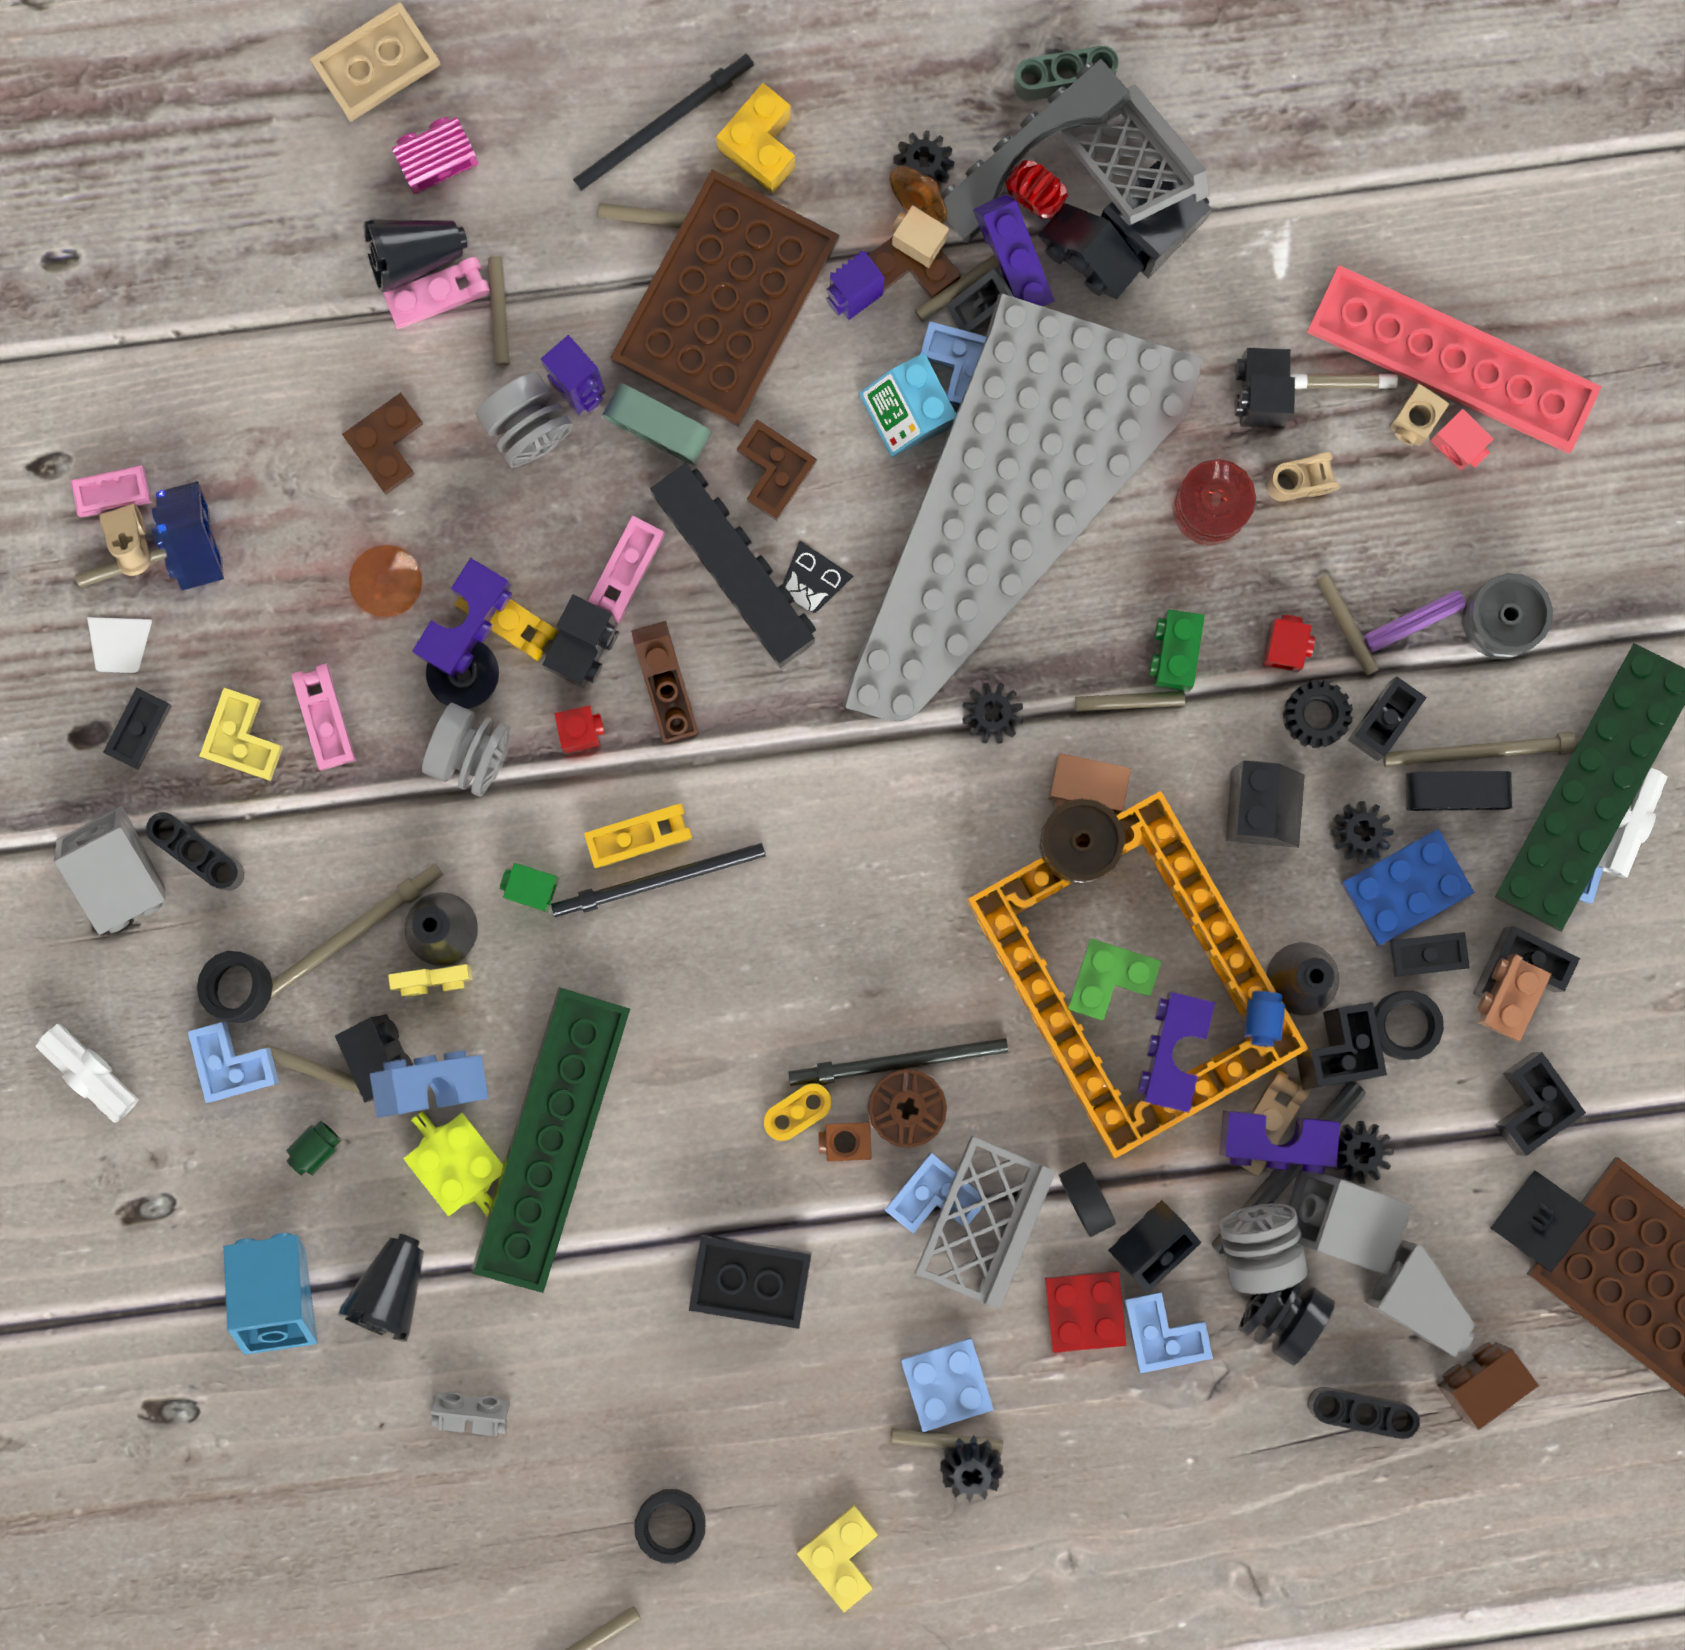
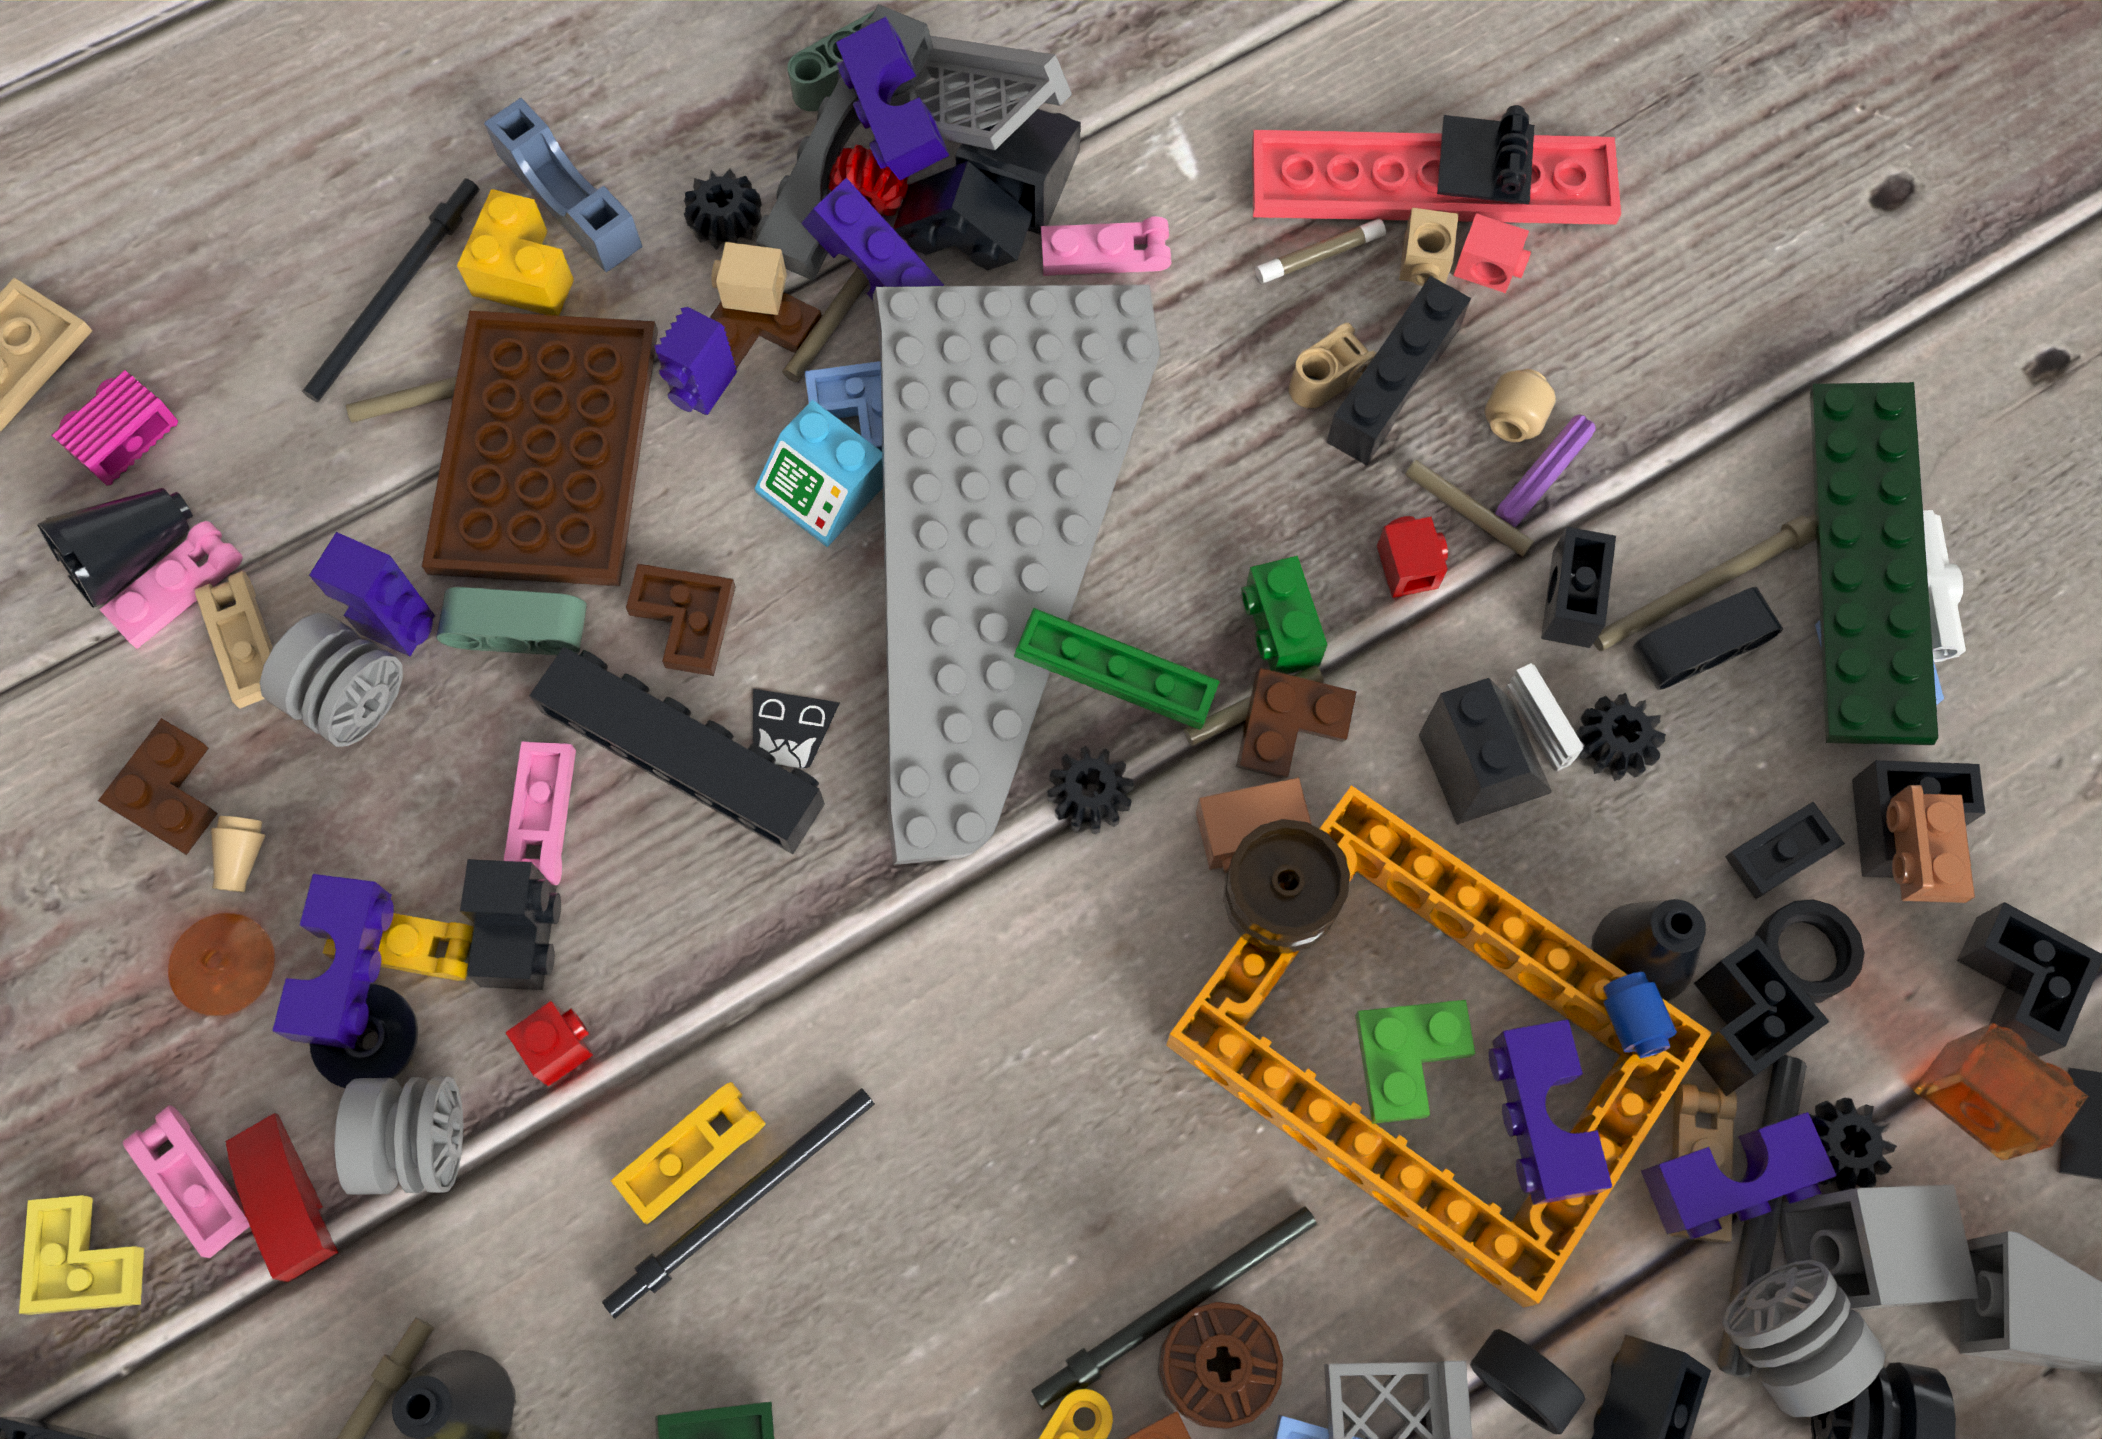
camera: 20 degrees left, 15 degrees down
(376, 752) = (279, 1200): none -> red slope
(420, 508) = (234, 851): none -> tan cone
(470, 356) = (236, 635): none -> tan plate
(498, 310) = (260, 572): dark tan bar -> none
(529, 887) = (561, 1290): green brick -> none
(664, 682) = (646, 934): reddish brown slope -> none
(814, 95) = (539, 162): none -> sand blue arch
(917, 190) = (719, 220): clear orange dish -> none
(976, 304) = (853, 330): dark grey slope -> none
(1047, 638) = (1116, 668): none -> green tile
(1072, 116) = (876, 66): none -> dark purple arch
(1147, 713) = (1282, 708): none -> reddish brown plate
(1186, 310) = (1105, 248): none -> bright pink plate
(1193, 500) = (1240, 452): clear red wheel -> none
(1265, 389) = (1241, 286): black brick -> none
(1318, 796) = (1544, 717): none -> white tile
(1339, 709) = (1498, 596): black tyre -> none
(1347, 502) = (1396, 368): none -> black arch
(1407, 887) = (1710, 782): blue plate -> none
(1419, 567) = (1520, 405): none -> tan head
(1473, 1164) = (2001, 1092): none -> clear orange brick
(1495, 366) = (1487, 157): none -> black hinge
(1525, 603) = (1653, 414): dark grey wheel -> none

